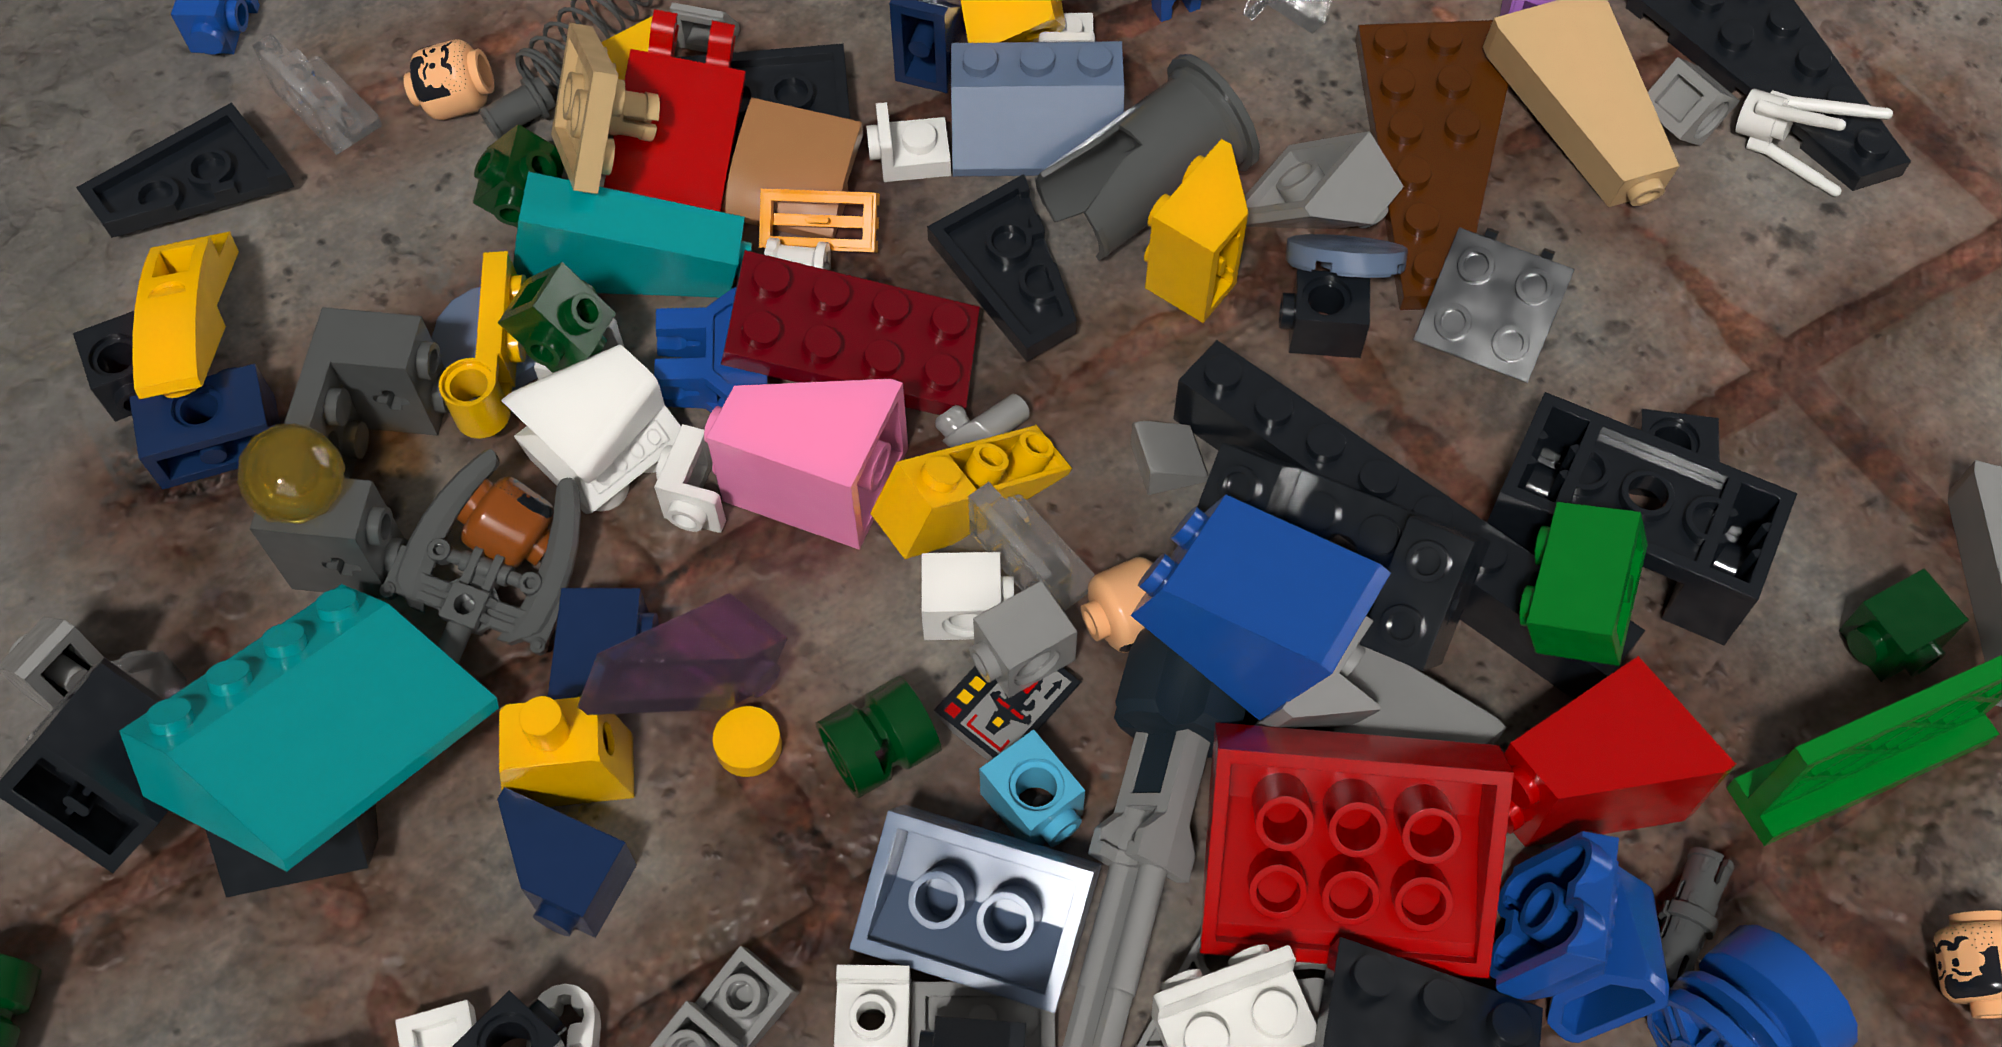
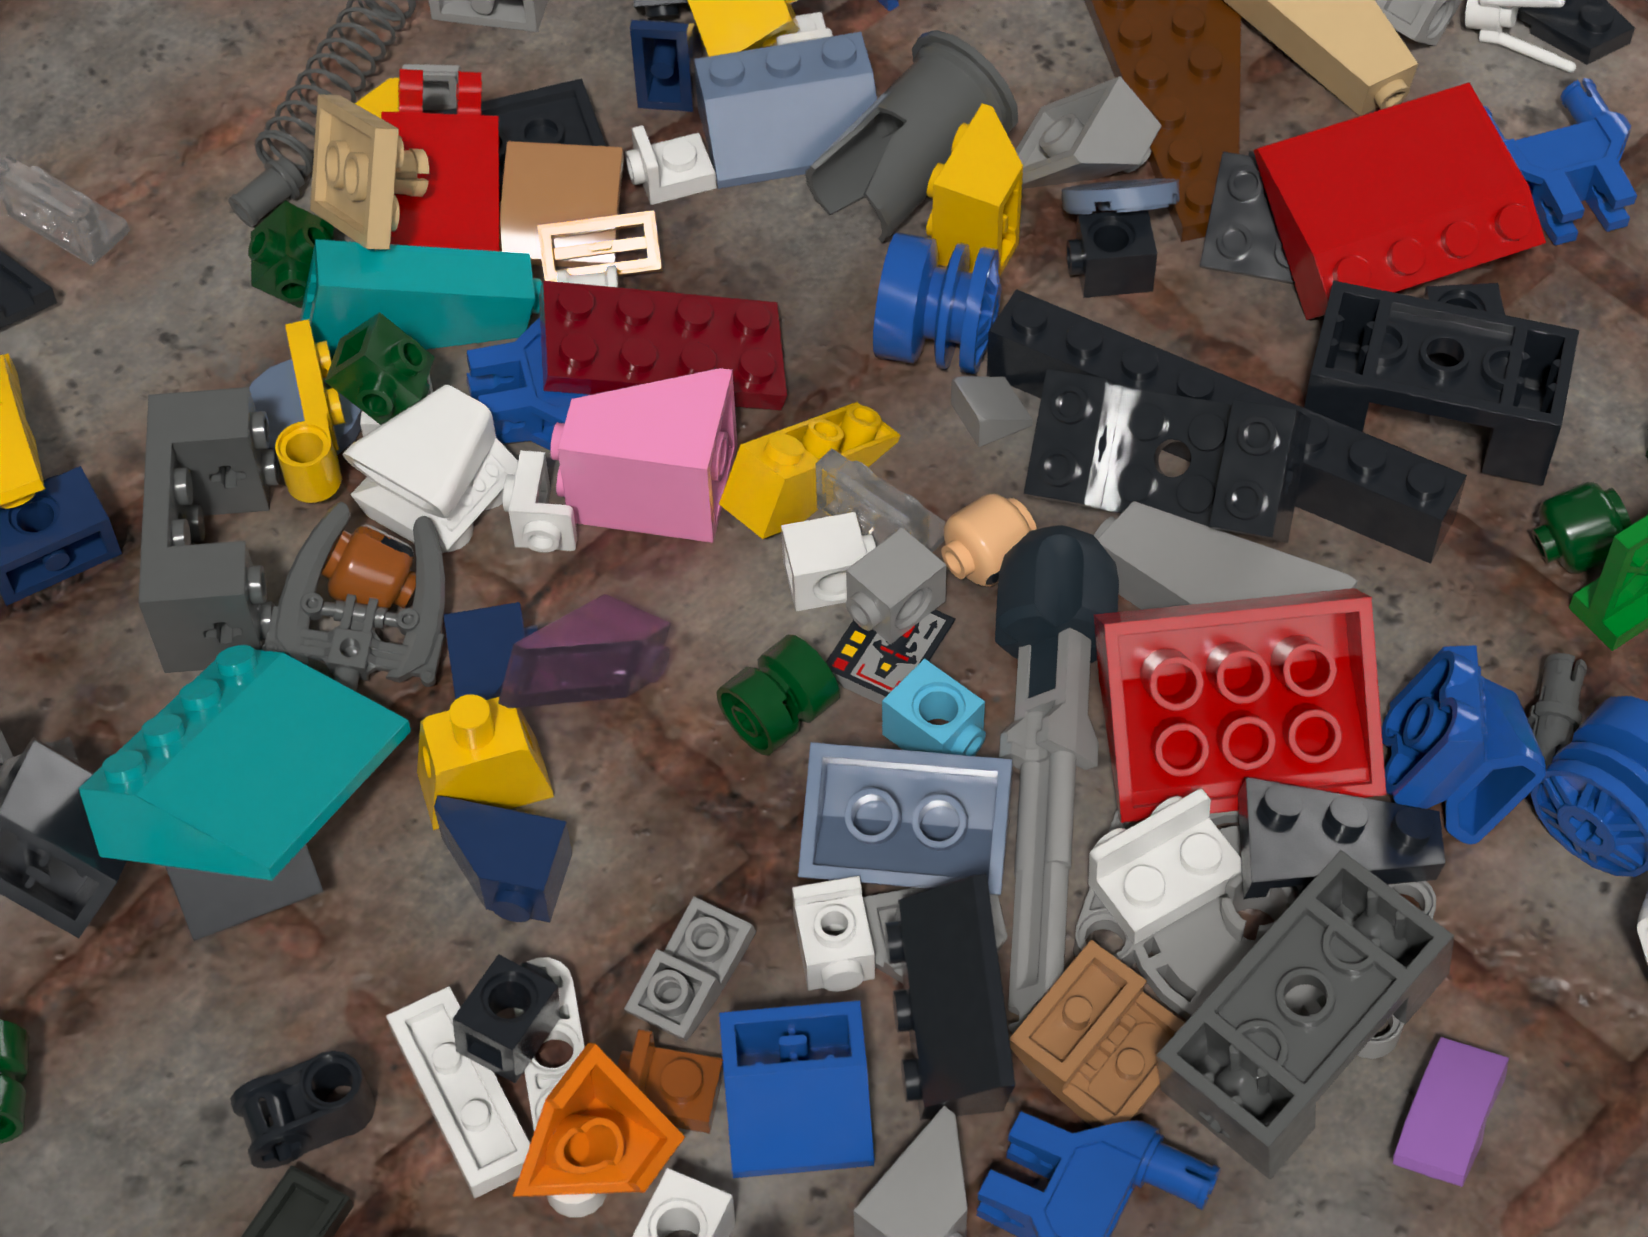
camera: 10 degrees left, 5 degrees down
(290, 473) = (169, 543): clear yellow hair -> none
(449, 79) = (191, 175): light nougat head -> none
(747, 741) = (651, 726): yellow tile -> none
(995, 421) = (822, 399): light grey arm -> none
(1007, 267) = (793, 260): black wing -> none
(1125, 337) = (935, 302): none -> blue wheel
(1257, 602) = (1110, 497): blue slope -> none
(1331, 701) = (1182, 568): light grey slope -> none
(1585, 582) = (1403, 435): green brick -> none
(1612, 762) = (1460, 584): red slope -> none
(1631, 309) = (1397, 197): none -> red slope
(1758, 705) = (1580, 526): none -> dark green head
(1804, 299) = (1577, 165): none -> blue connector

